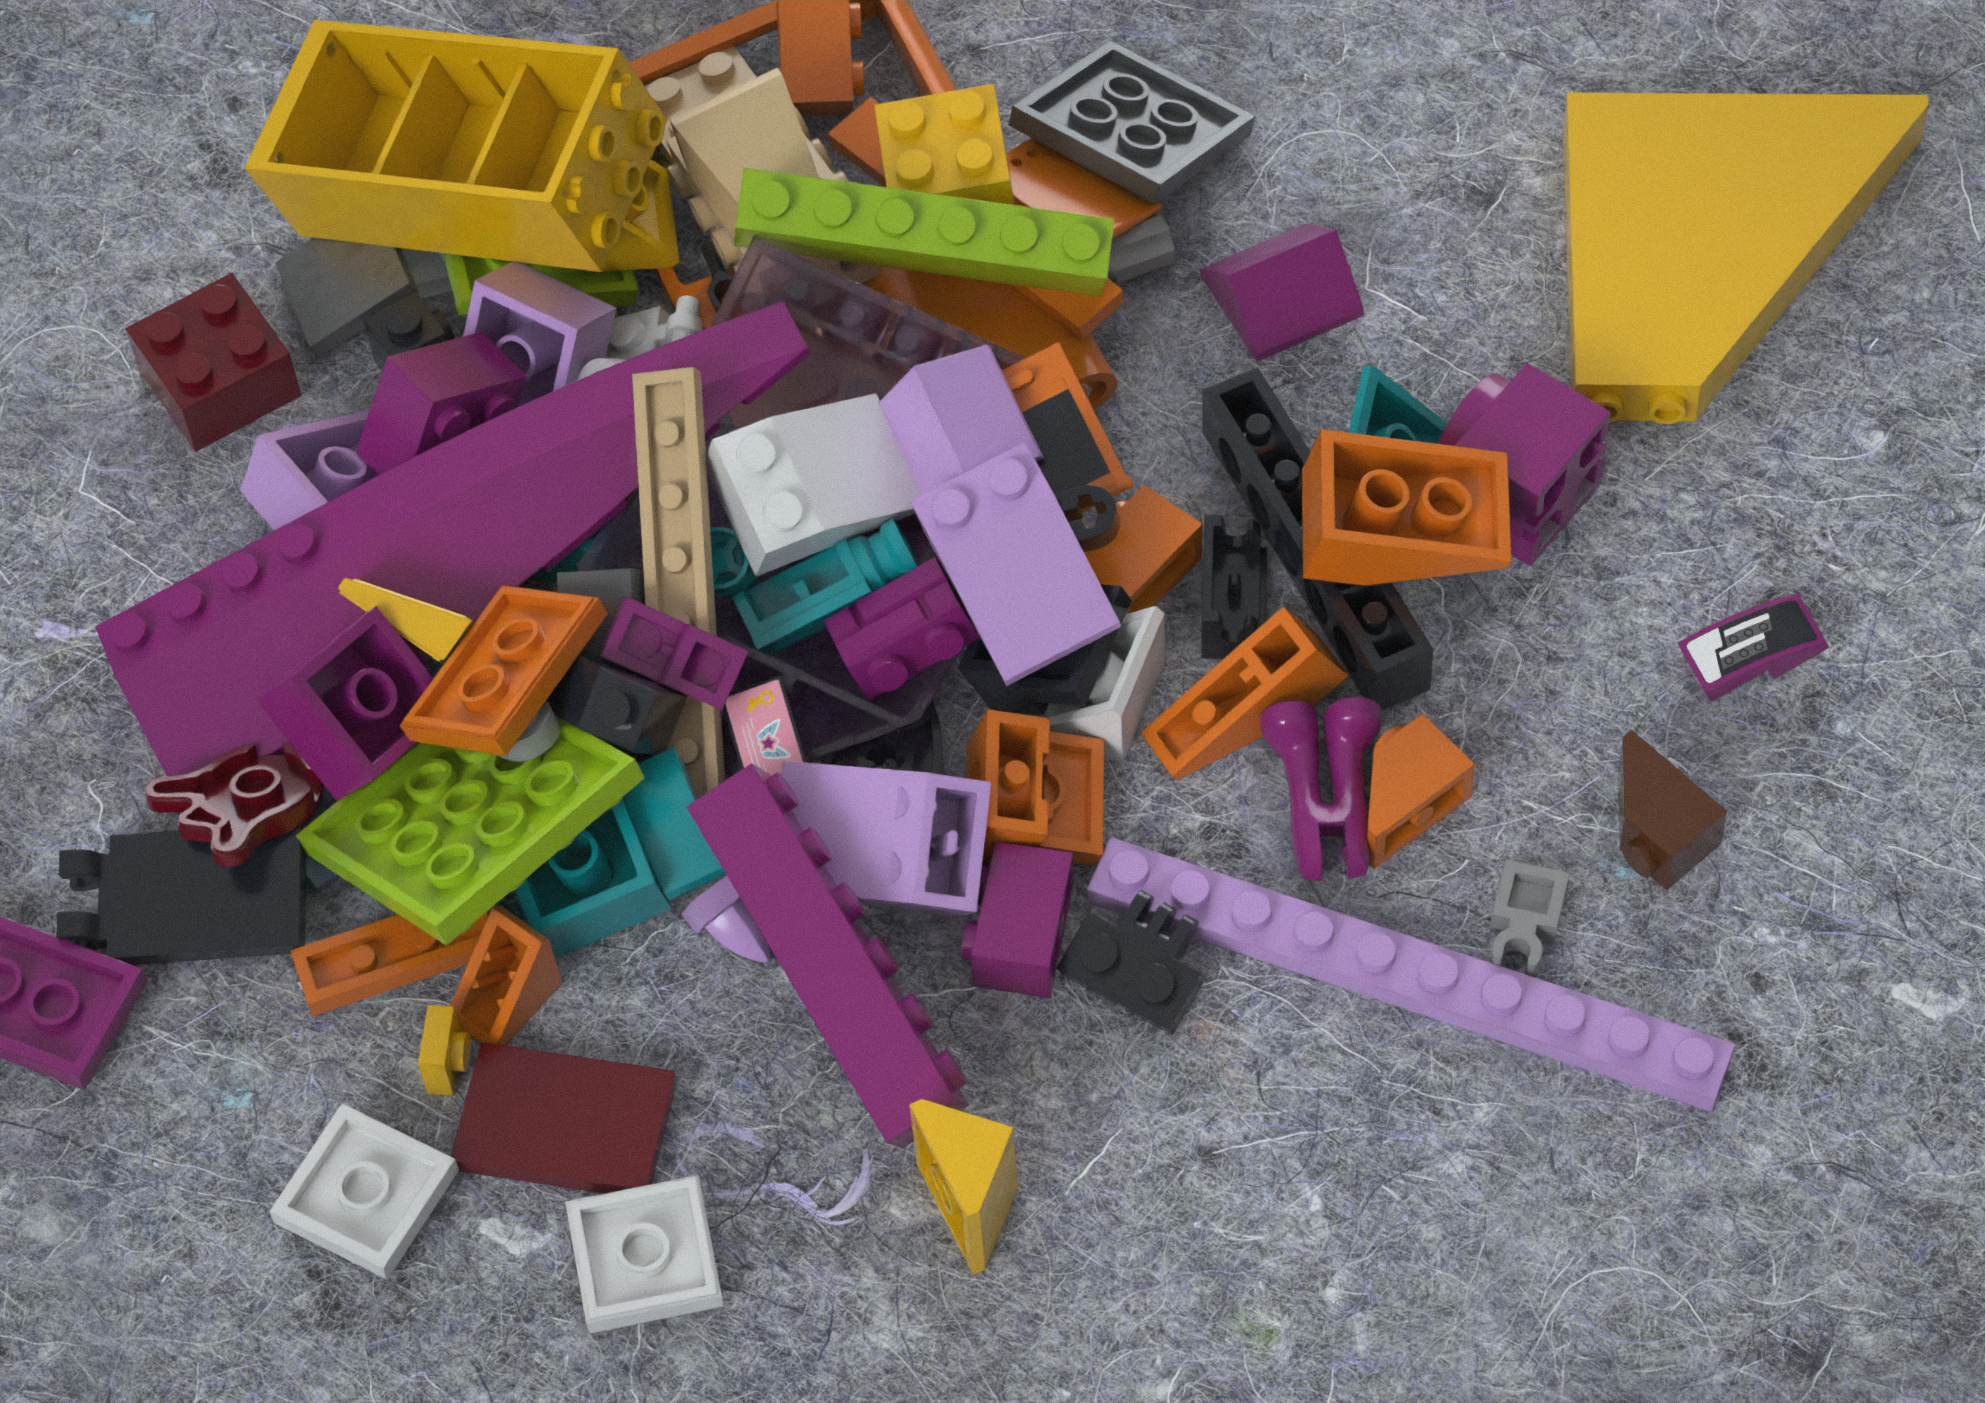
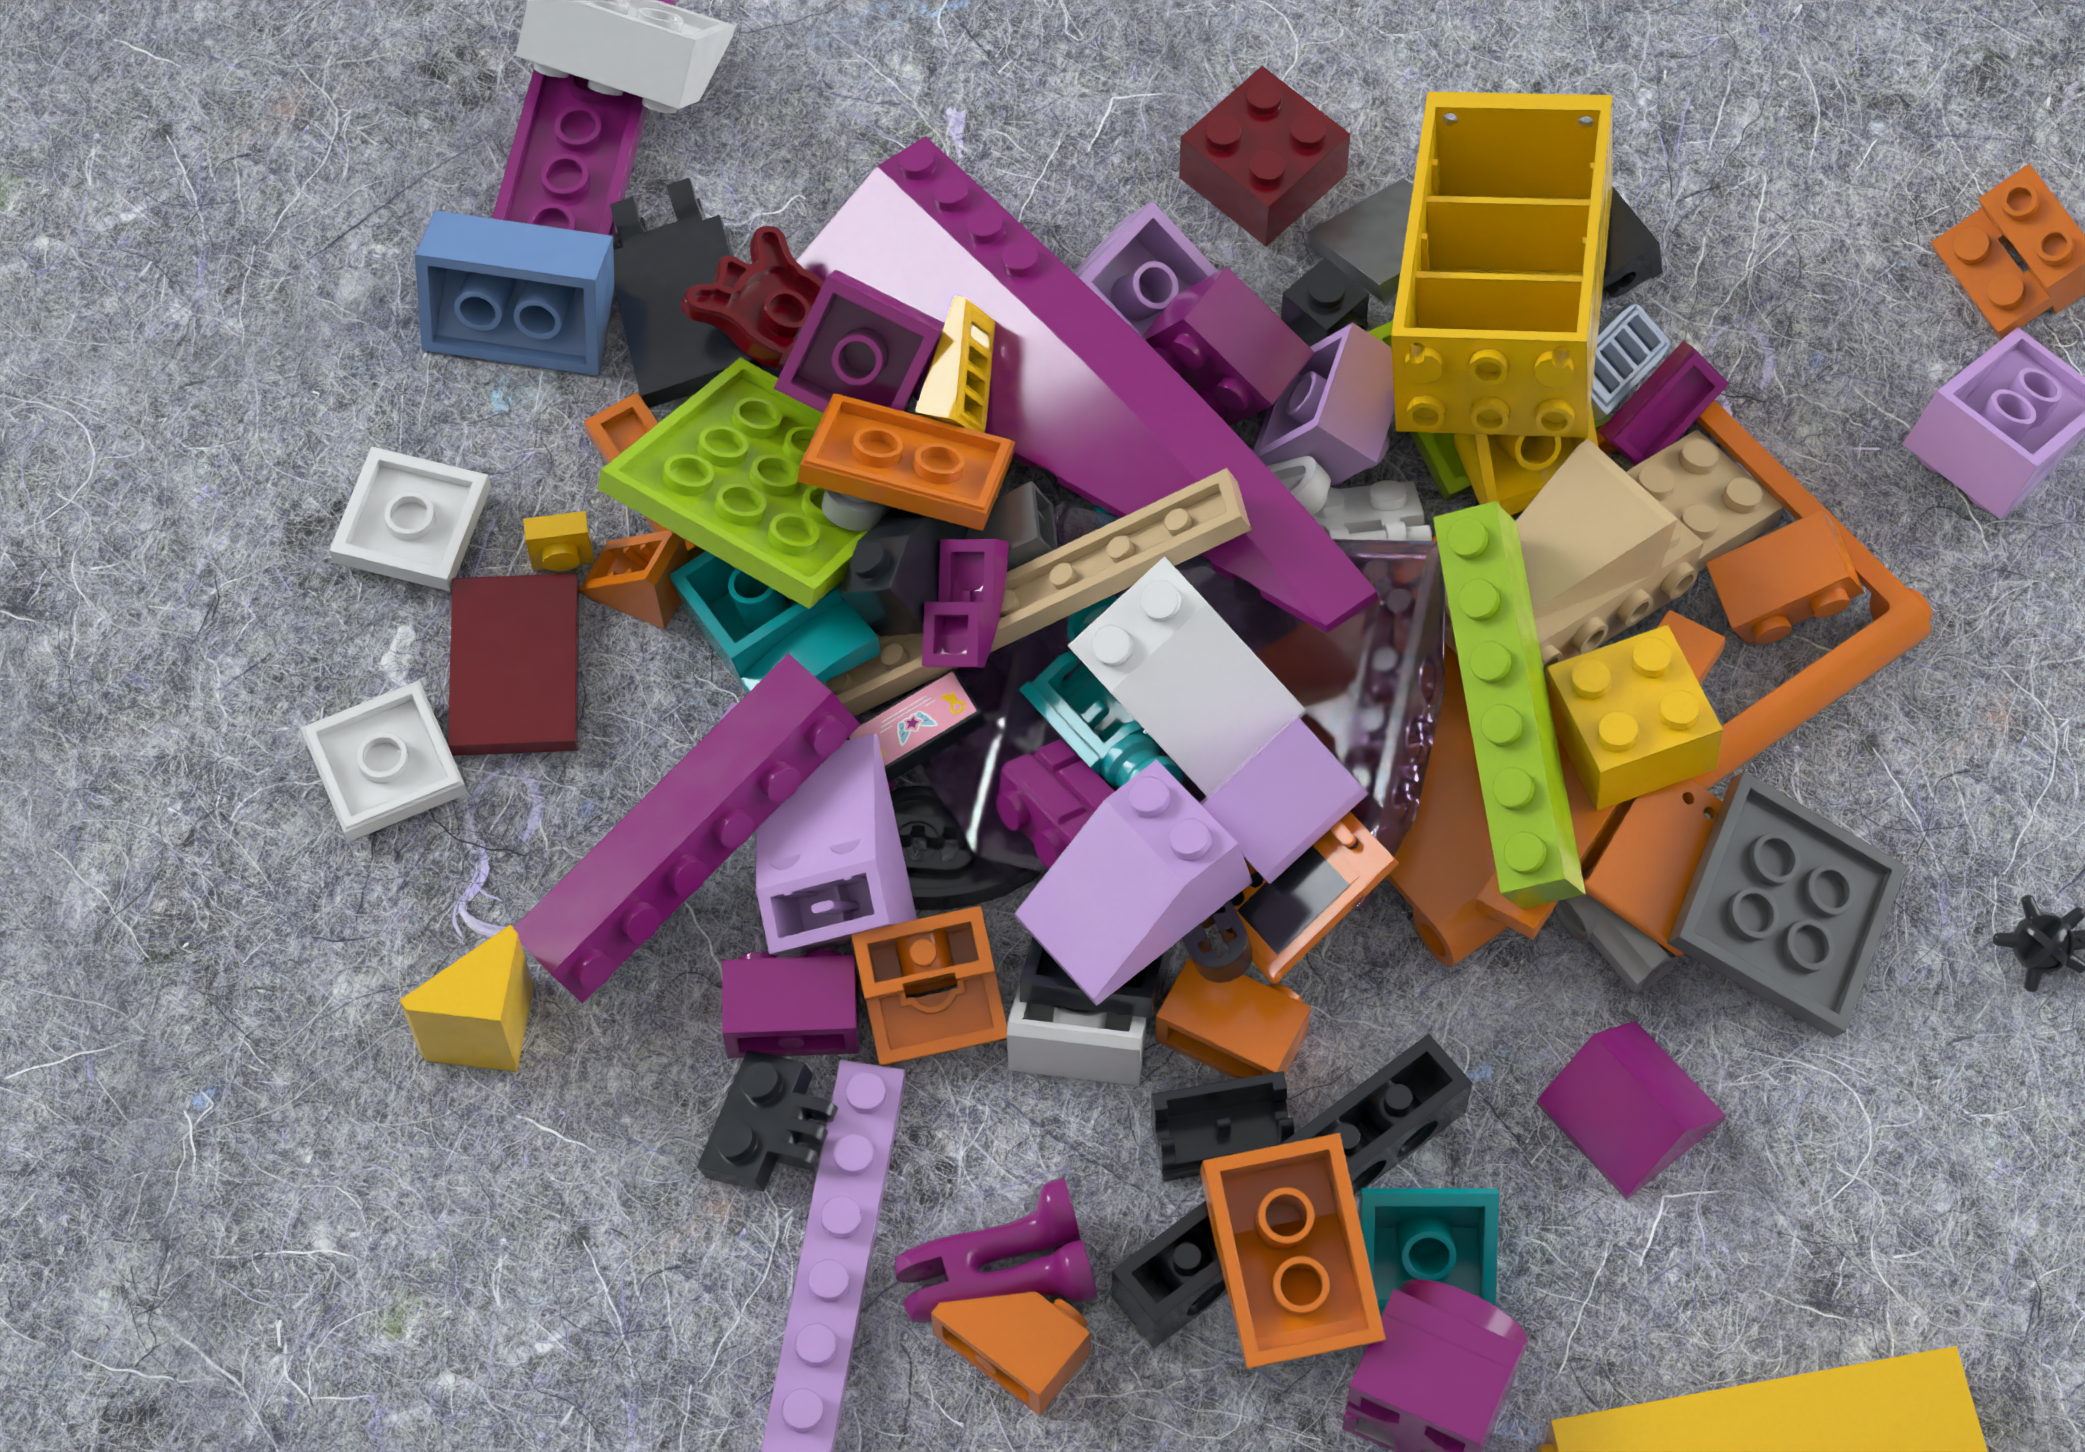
camera: 75 degrees right, 5 degrees up
(135, 1037) = (515, 292): none -> medium blue slope
(1224, 707) = (1108, 1173): orange slope -> none

